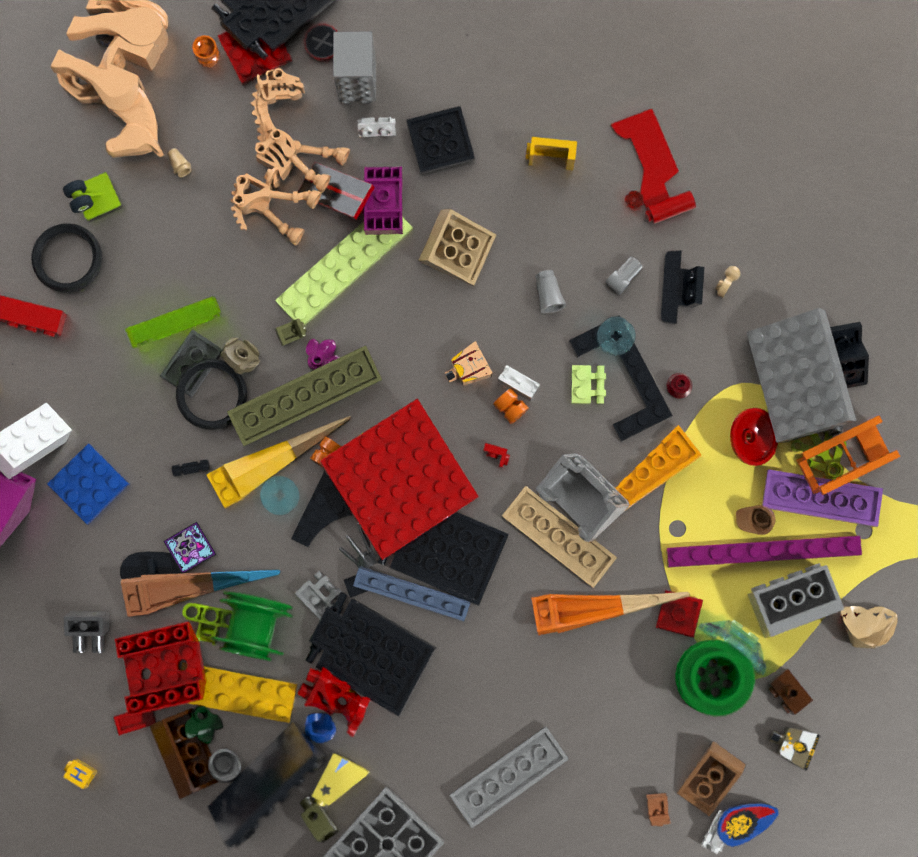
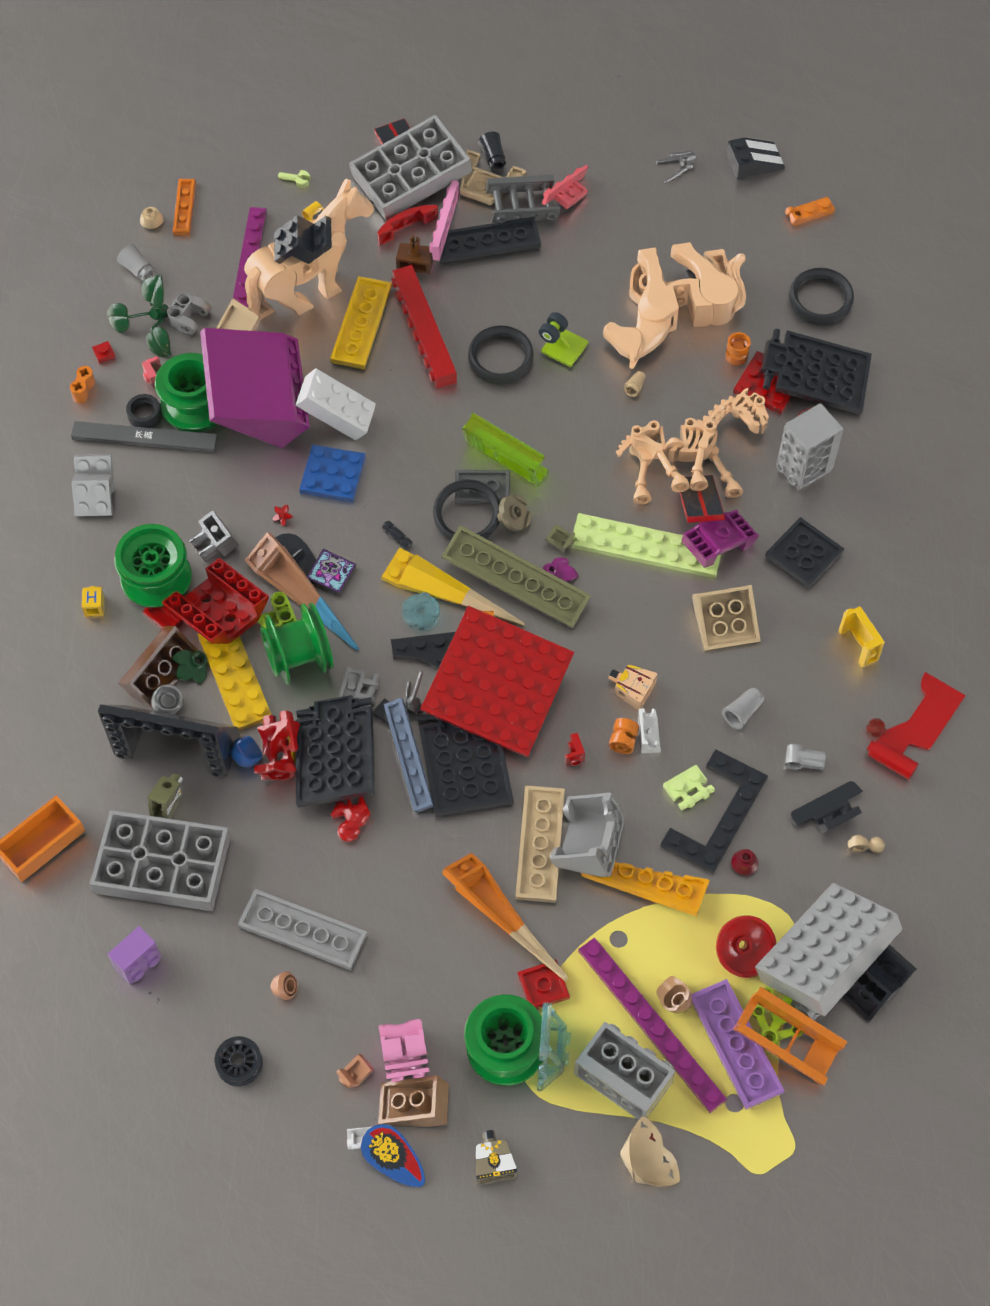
camera: 55 degrees right, 20 degrees down
(64, 690) = (150, 551): none -> green wheel
(102, 554) = (282, 514): none -> red plant
(337, 779) = (211, 793): light yellow slope -> none
(384, 127) = (774, 500): white hinge -> none
(438, 672) = (355, 815): none -> red animal
(550, 822) = (284, 985): none -> nougat cone
(623, 328) = (748, 769): clear light blue plate -> none
(670, 762) = (403, 1049): none -> bright pink piece
(789, 692) = (539, 1123): reddish brown brick -> none

